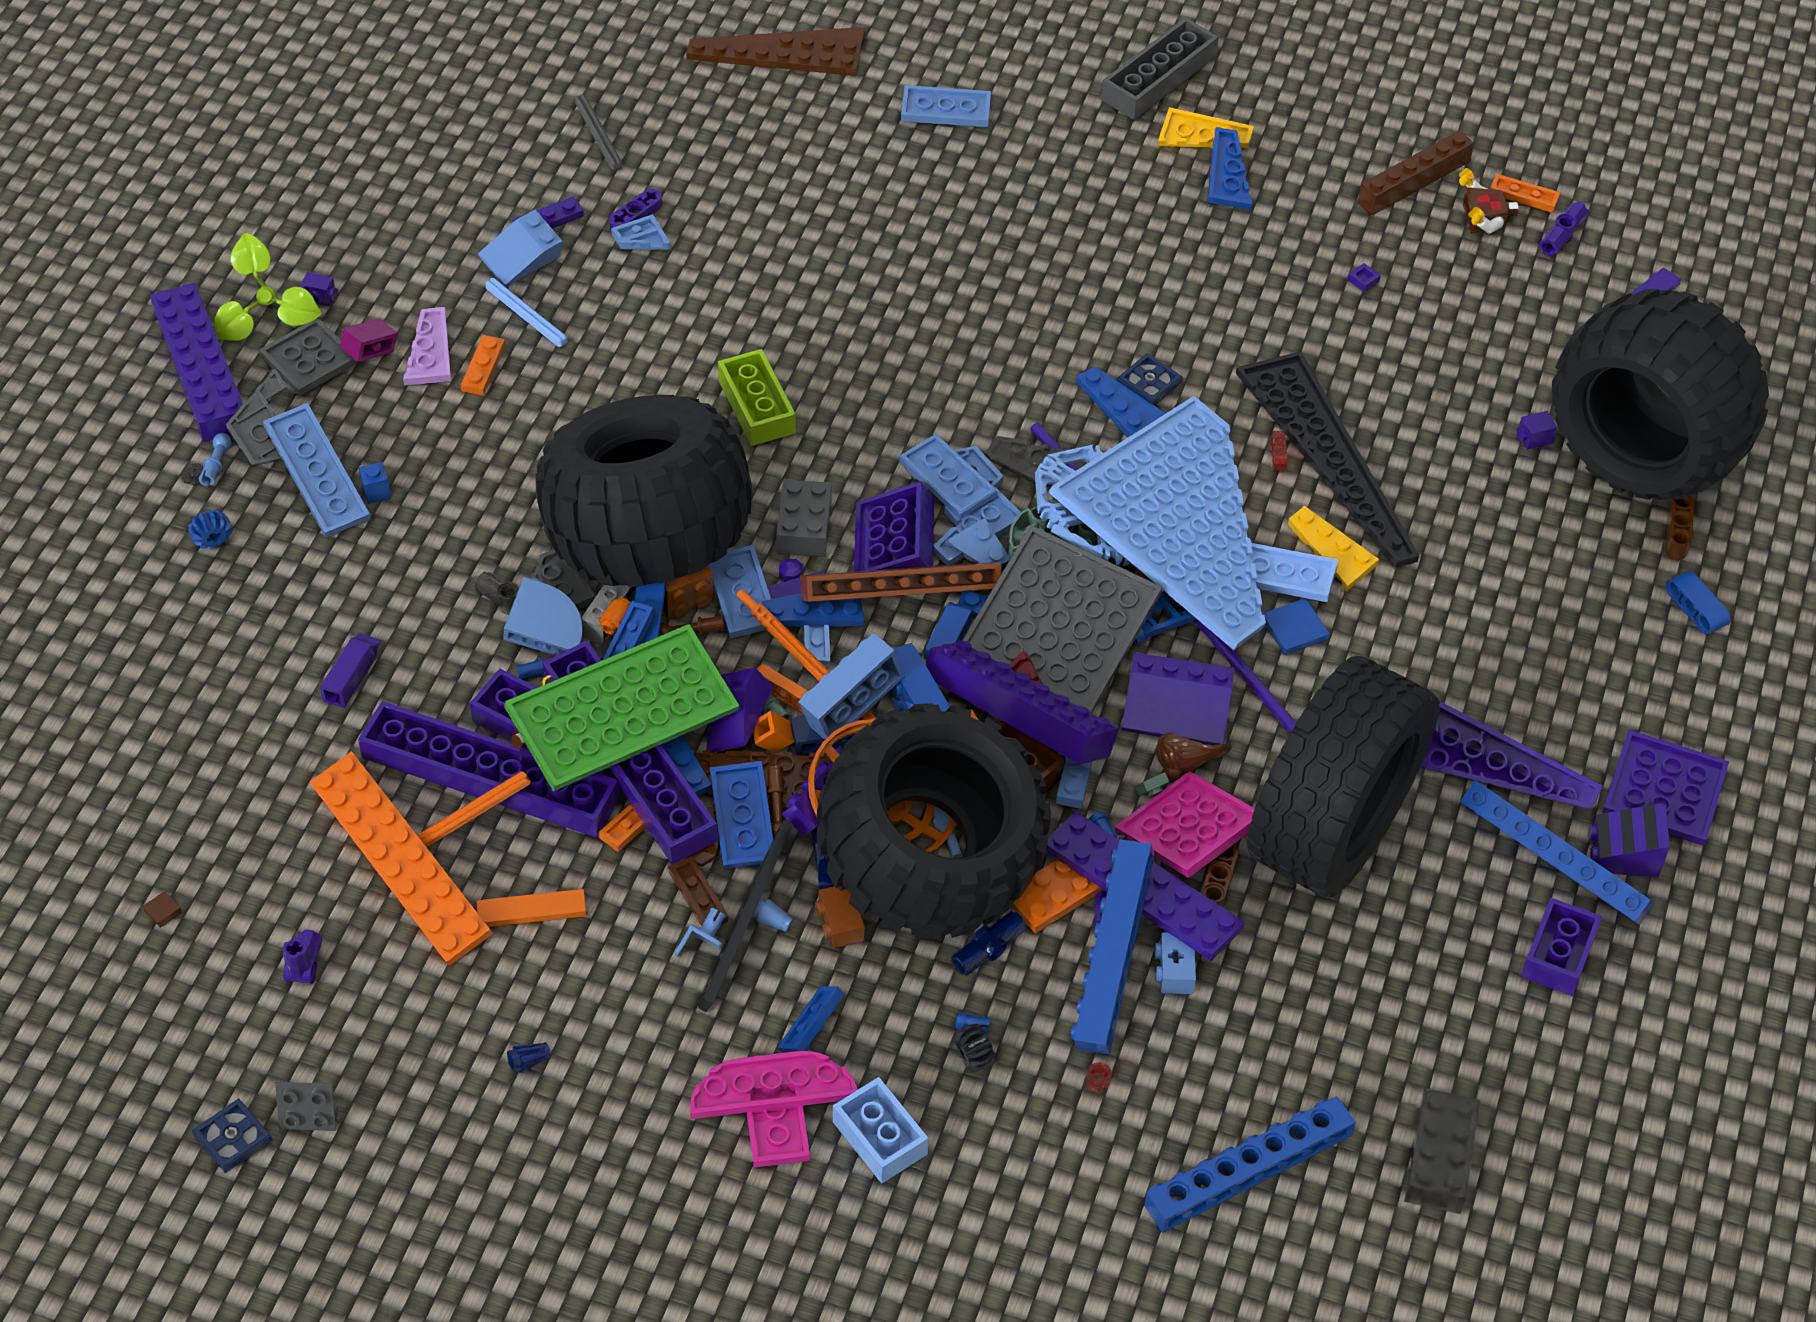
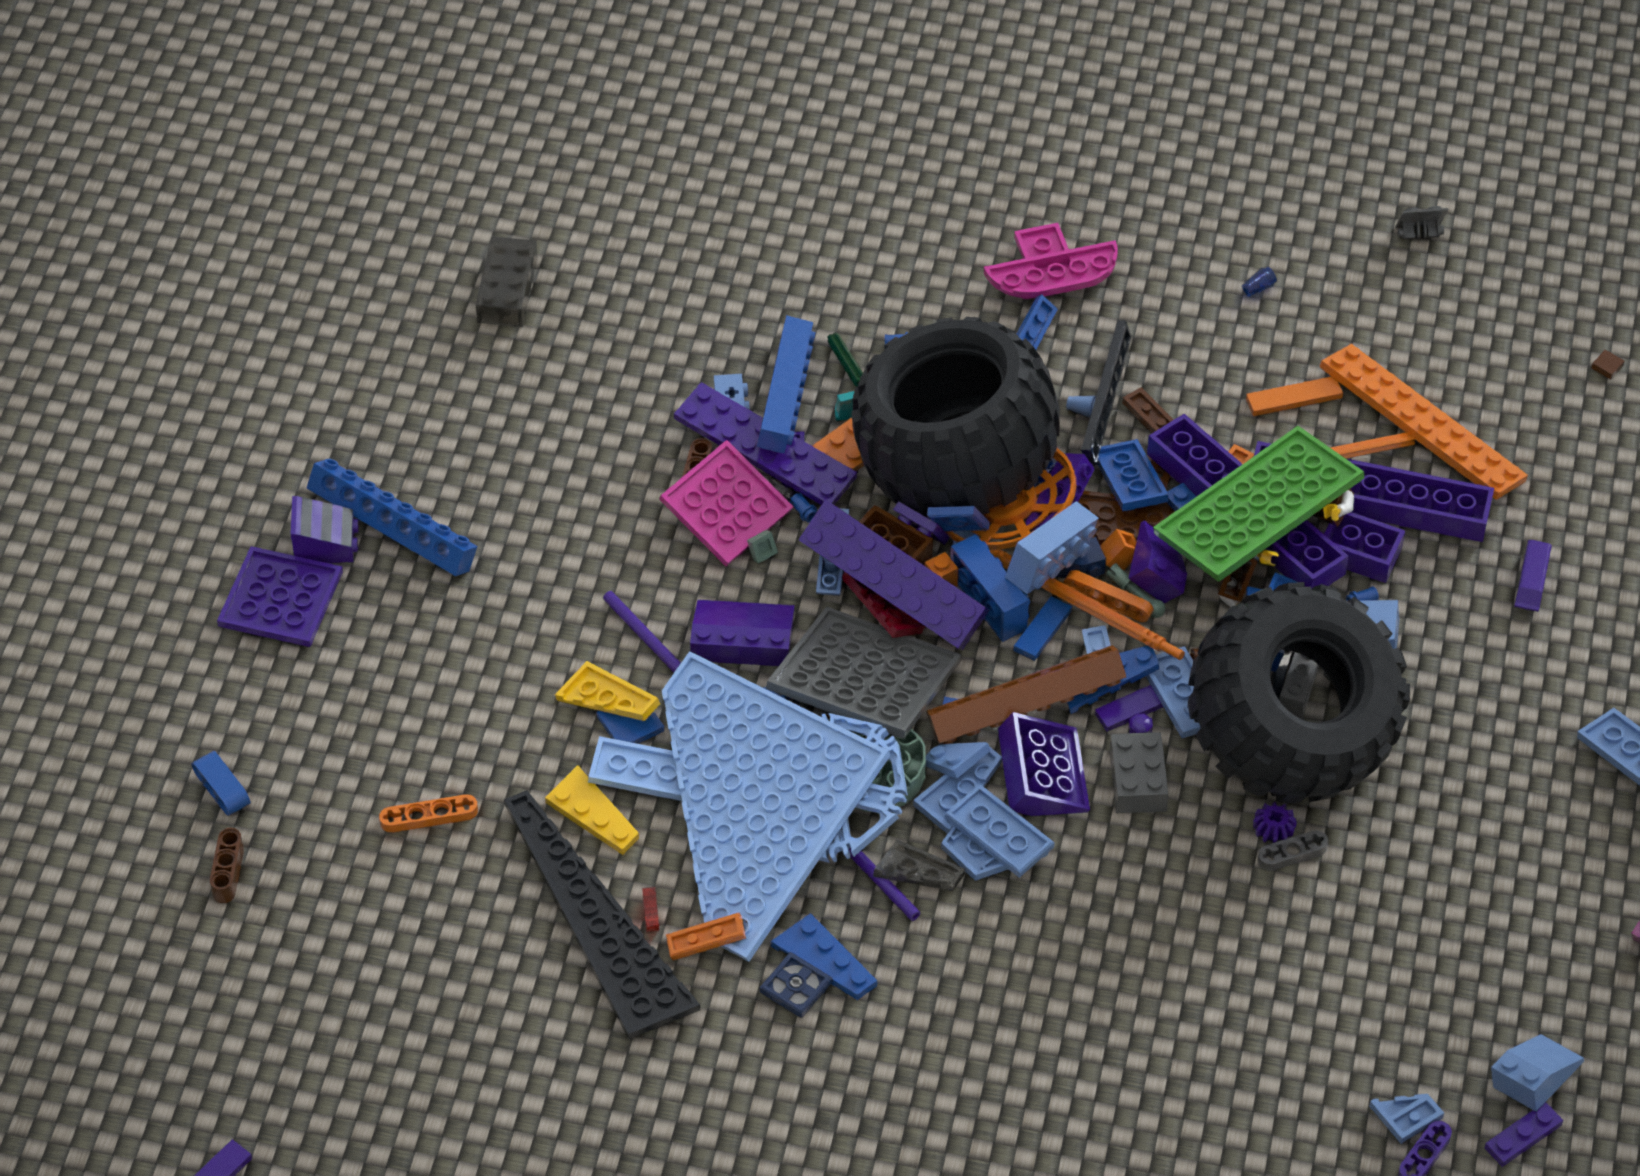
camera: 175 degrees right, 0 degrees up
(232, 1135) = (1473, 207): dark blue piece -> none
(301, 957) = (1471, 325): dark purple piece -> none
(374, 482) = (1586, 764): blue brick -> none
(430, 350) = (1590, 931): lavender wing -> none
(483, 365) = (1528, 927): orange plate -> none
(497, 590) = (1421, 666): clear smoke piece -> none
(526, 312) = (1505, 998): light blue axle -> none
(706, 932) = (1141, 376): medium blue bracket -> none
(756, 397) = (1220, 900): lime brick -> none
(776, 790) = (1103, 492): reddish brown pin -> none
(880, 1130) = (960, 247): light blue brick -> none
(951, 626) = (971, 668): blue beam -> none
(974, 1047) = (894, 312): black gear -> none
(1036, 1009) = (845, 357): none -> dark green axle
(1042, 941) = (844, 406): none -> teal tile
(1104, 1082) = (786, 310): clear red bush -> none
(1169, 1212) = (661, 260): blue brick -> none
(1184, 755) = (725, 573): reddish brown hair -> none
(1229, 419) = (705, 936): none -> orange tile
(1313, 638) = (605, 692): none -> yellow wing
(1342, 775) = (591, 461): black tyre -> none
(1364, 277) = (554, 1152): dark purple plate -> none
(1485, 755) = (531, 634): dark purple wedge -> none
(1491, 563) = (428, 808): none -> orange beam
(1536, 430) = (368, 964): dark purple brick -> none
(1561, 946) = (394, 438): dark purple brick -> none
(1631, 428) = (246, 896): black tyre -> none

